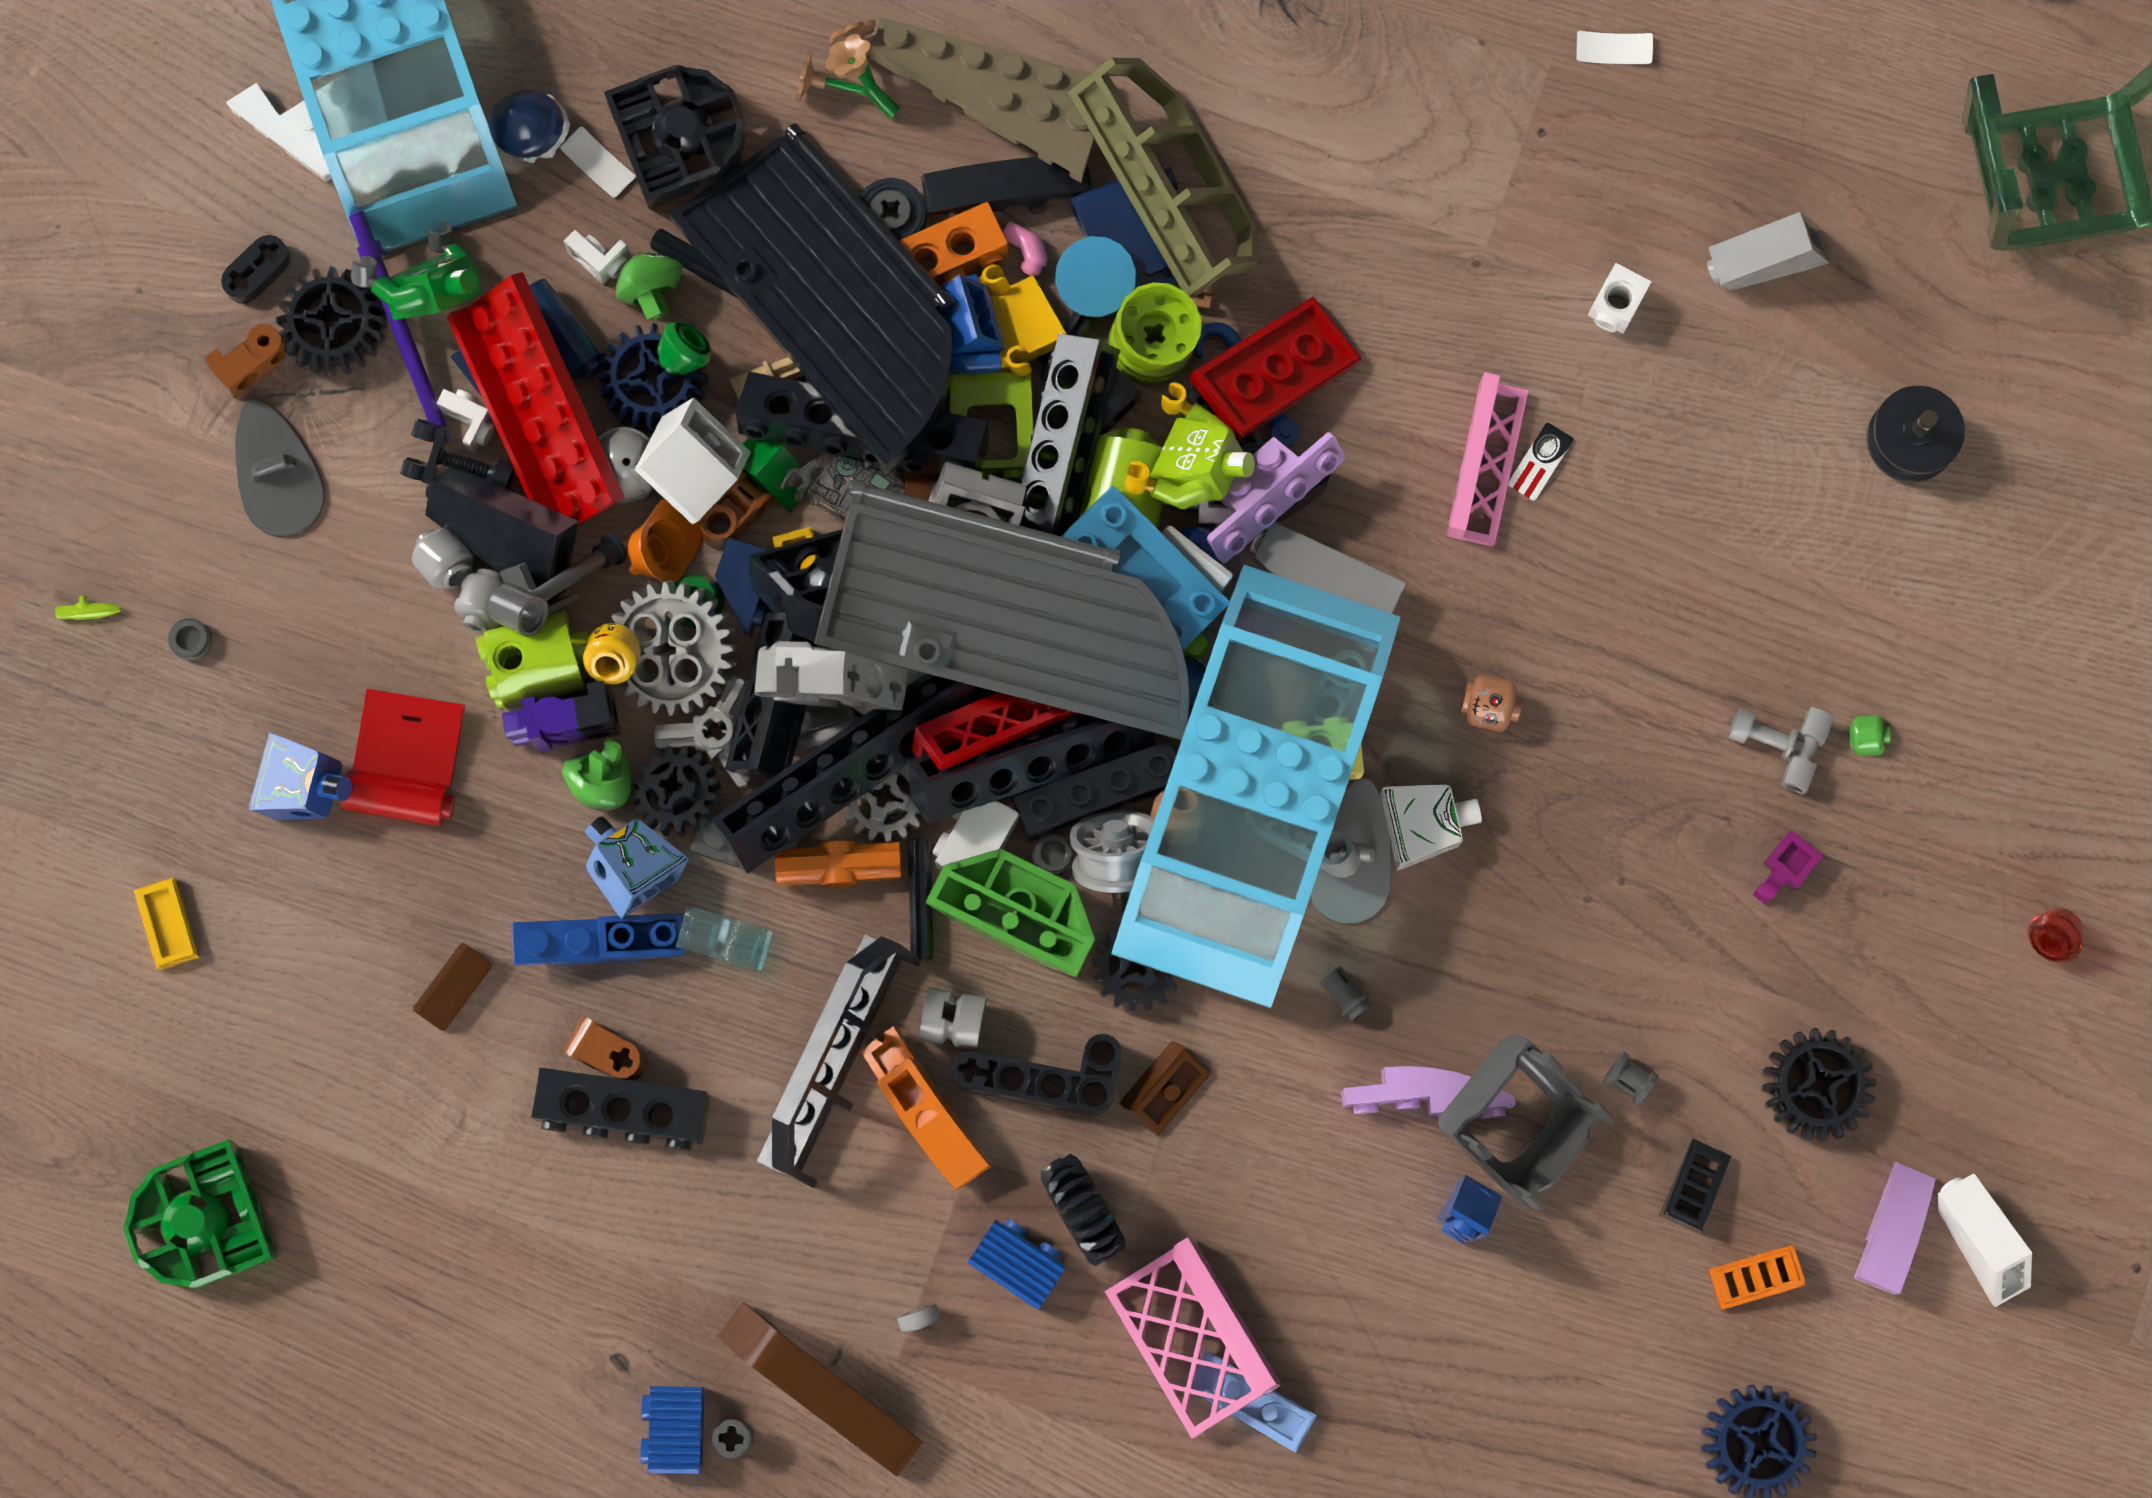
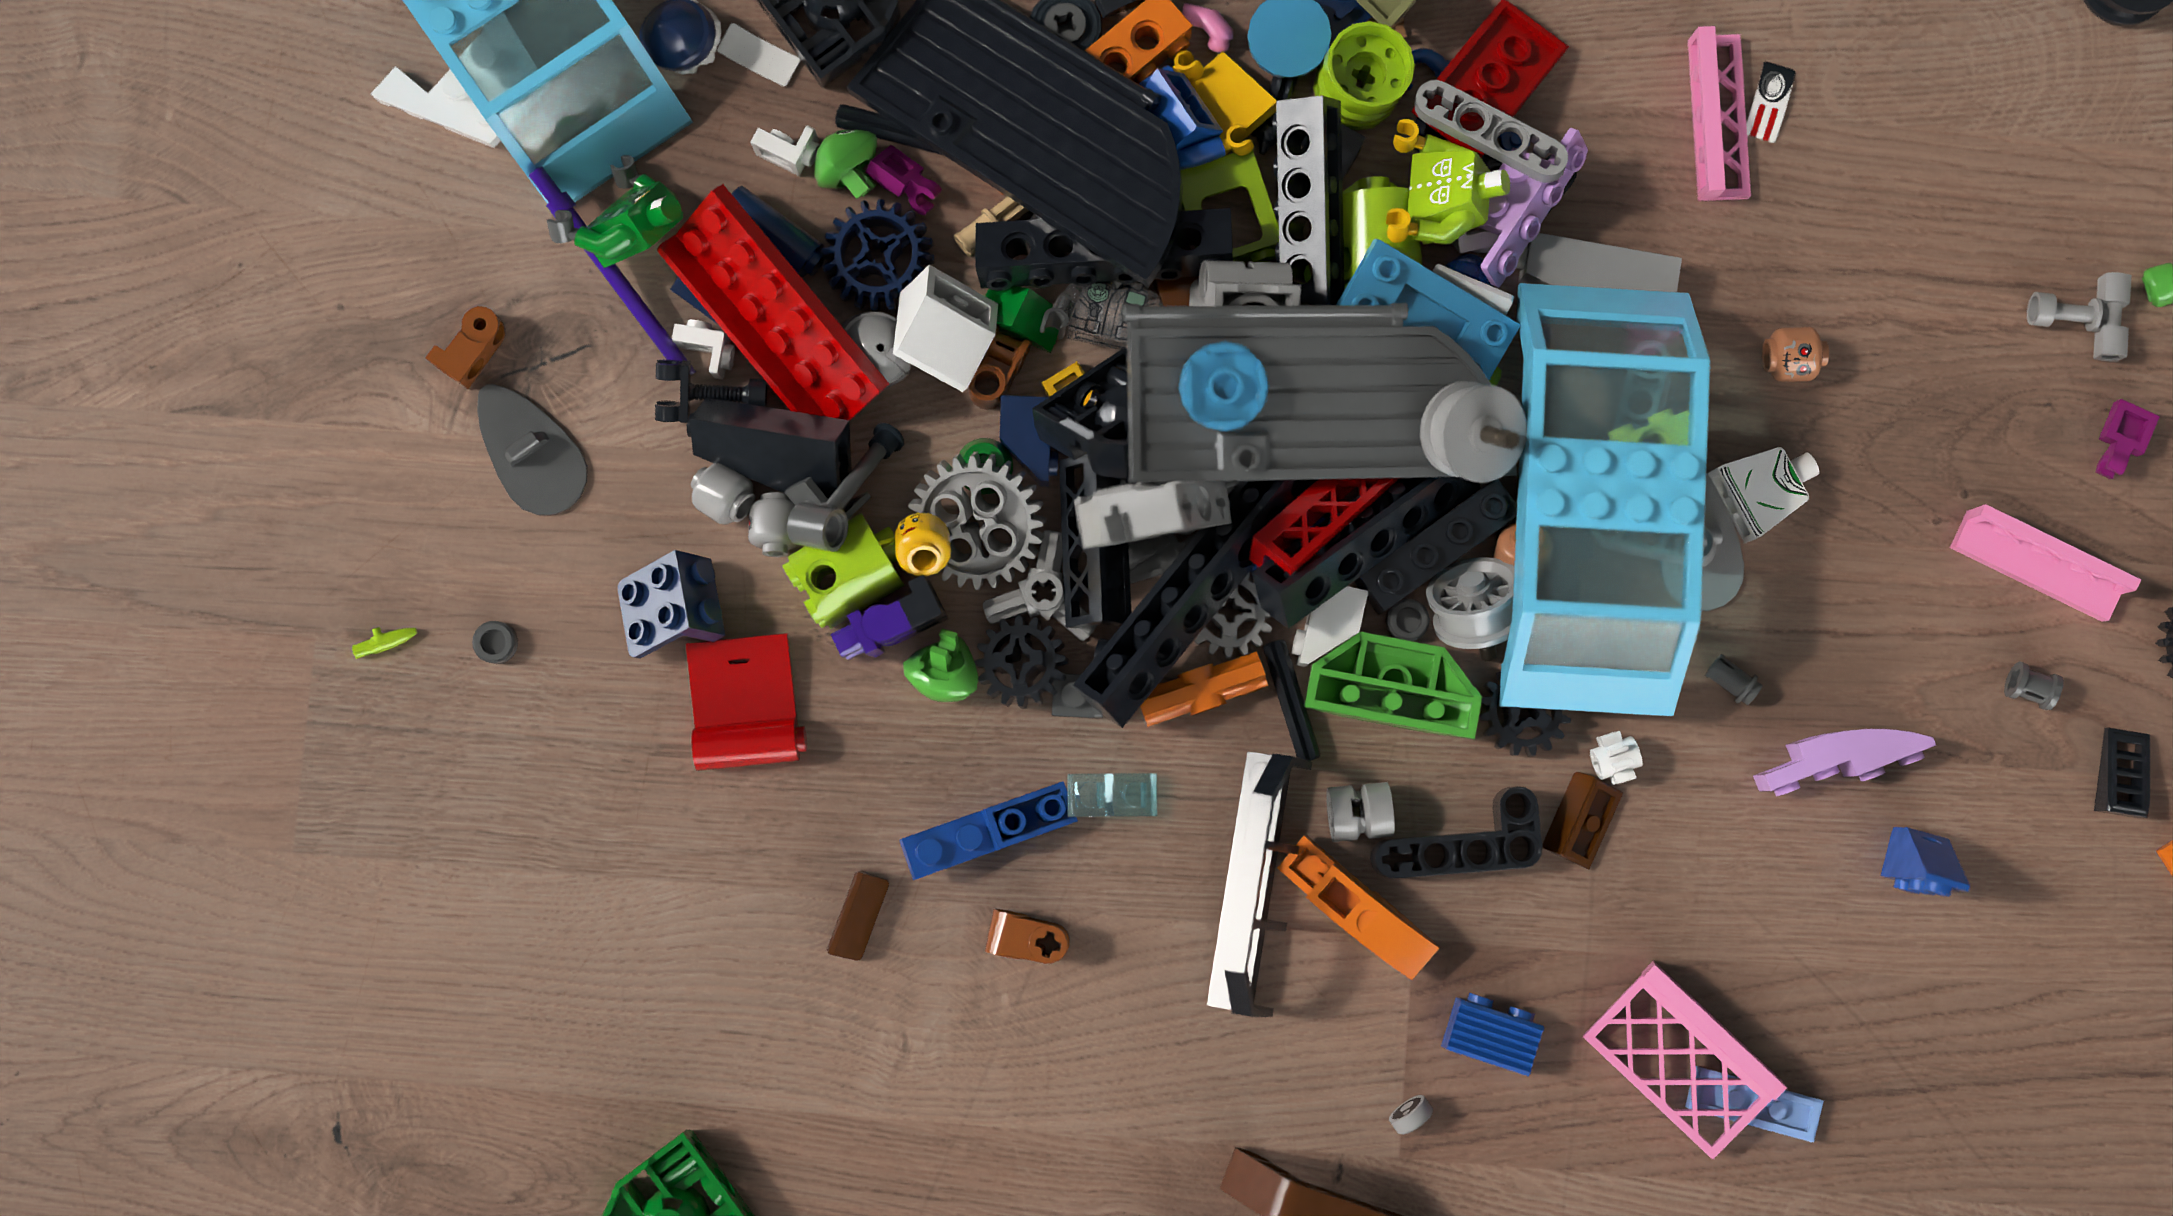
camera: 15 degrees left, 5 degrees up
(166, 923) = (556, 930): yellow tile -> none
(249, 262) = (458, 259): black beam -> none
(297, 782) = (645, 756): torso -> none
(298, 318) = (507, 291): black gear -> none
(361, 643) = (670, 601): none -> dark blue bracket
(557, 1088) = (991, 985): black brick -> none
(632, 863) = (1000, 746): medium blue torso -> none
(664, 544) = (938, 420): orange piece -> none
(683, 349) = (903, 218): green cone -> none
(696, 307) = (902, 174): none -> magenta plate
(923, 578) = (1223, 386): none -> dark azure tile
(1083, 1210) = (1545, 966): black gear -> none
(1147, 684) = (1473, 431): none -> light grey wheel
(1210, 1035) = (1616, 758): none -> white gear
(1256, 411) = (1494, 125): none -> light grey beam
(1554, 1144) = (1980, 771): dark grey piece -> none
(1672, 964) = (2042, 562): none -> bright pink fence

